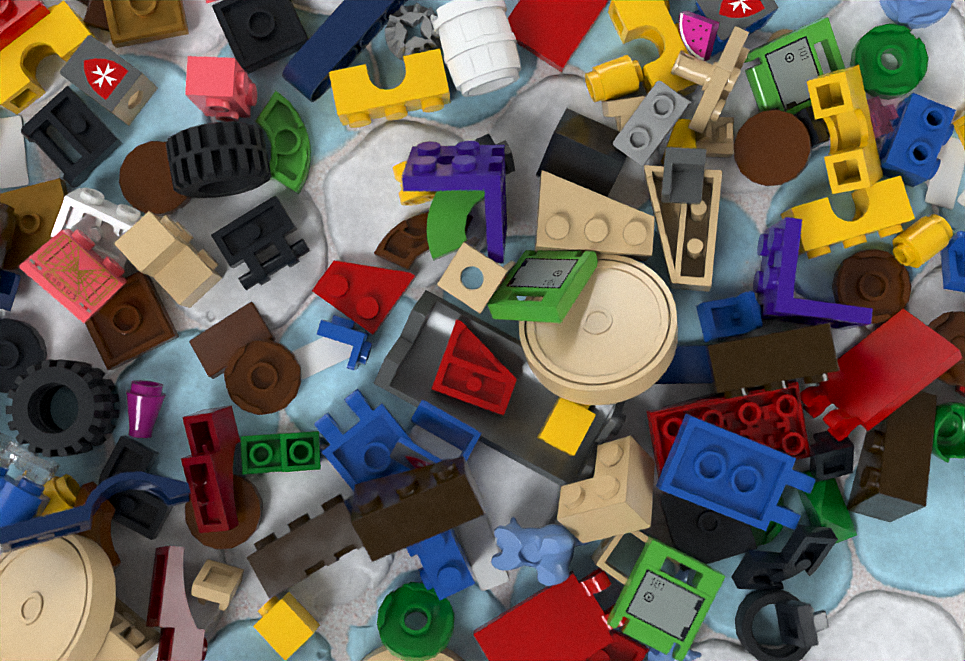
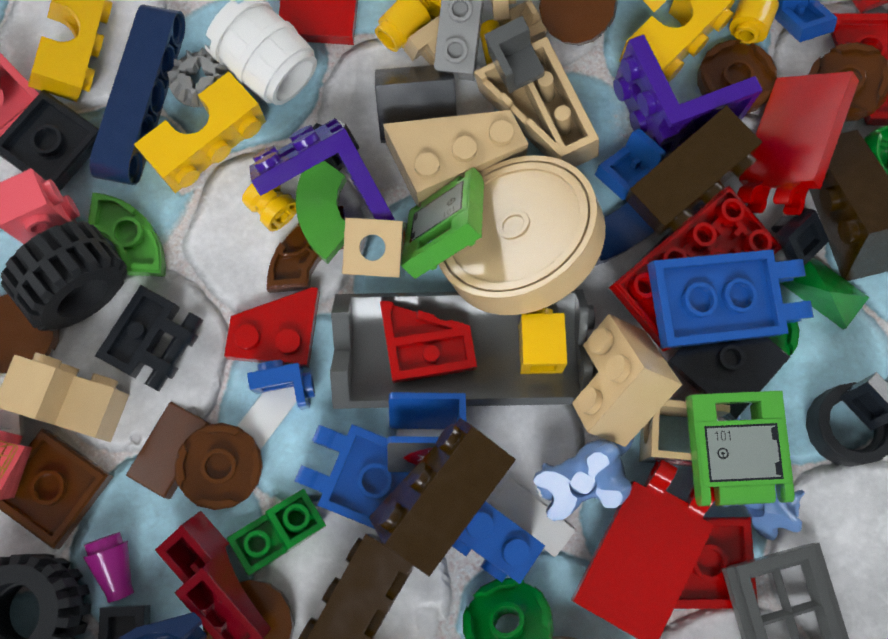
camera: 30 degrees left, 10 degrees down
(802, 552) = (834, 337): black plate -> none

